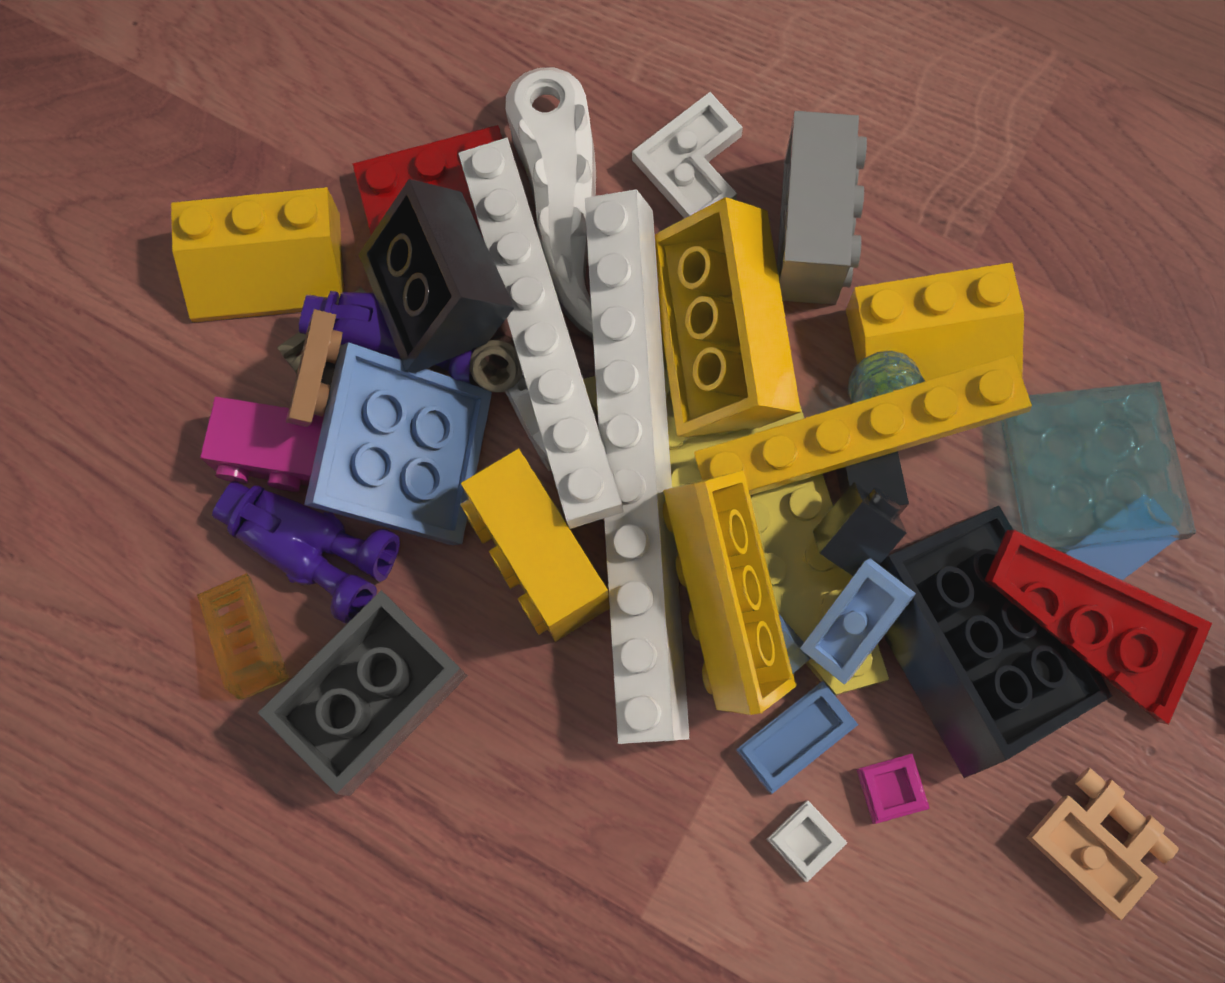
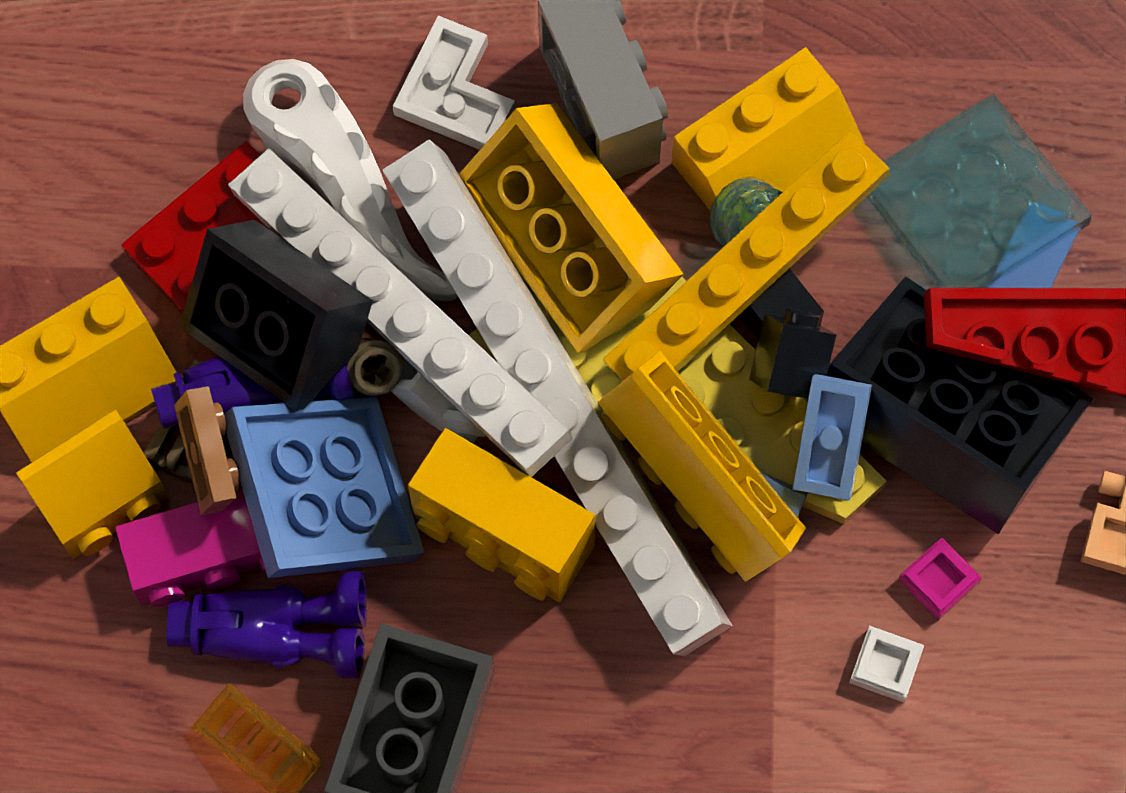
camera: 30 degrees left, 5 degrees down
(216, 352) = (94, 485): none -> yellow slope
(796, 737) = (829, 576): medium blue tile -> none

